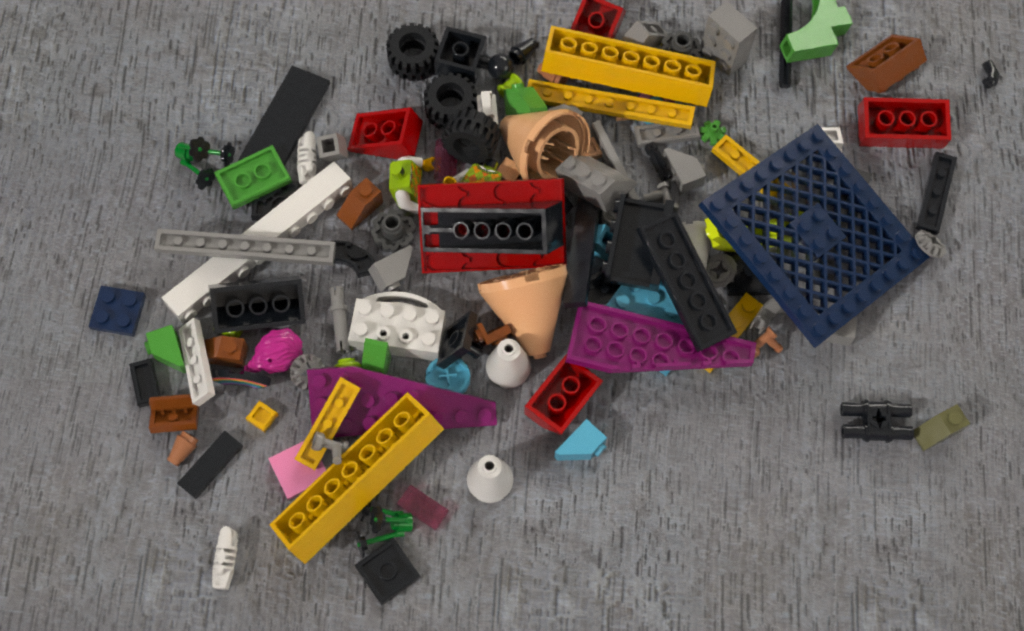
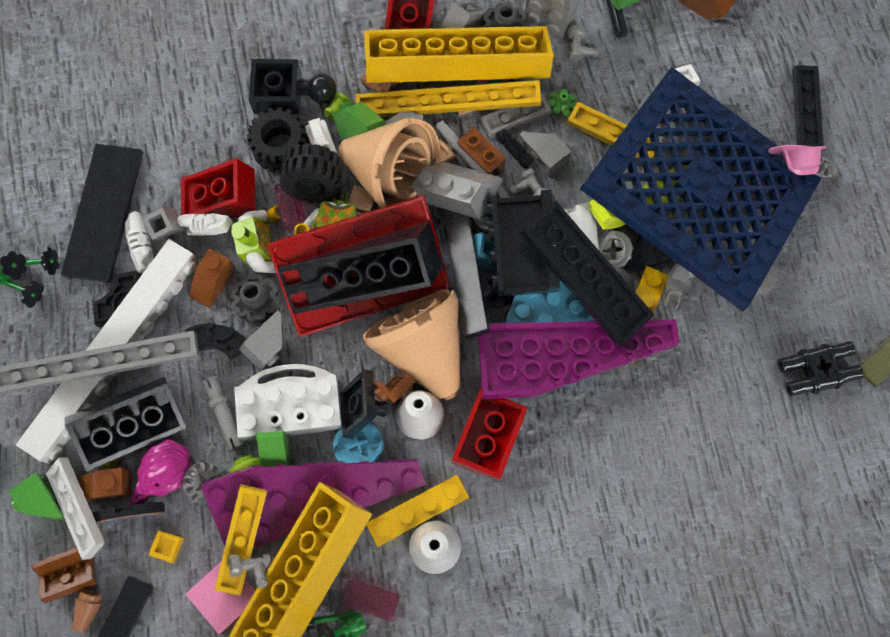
camera: 15 degrees left, 5 degrees up
(144, 381) = (24, 543): black tile -> none
(253, 177) = (84, 279): bright green tile -> none
(368, 156) = (205, 223): none -> white hinge
(412, 37) = (213, 82): black tyre -> none
(483, 444) = (417, 510): none -> yellow plate
(521, 52) = (341, 65): black cone -> none
(582, 444) = (524, 480): medium azure slope -> none
(627, 156) = (482, 152): none -> dark orange bracket
(743, 74) = (576, 34): none -> light grey piece
(769, 338) = (686, 310): nougat piece -> none
(904, 122) = (755, 43): red brick -> none
(908, 232) = (799, 158): none -> bright pink piece

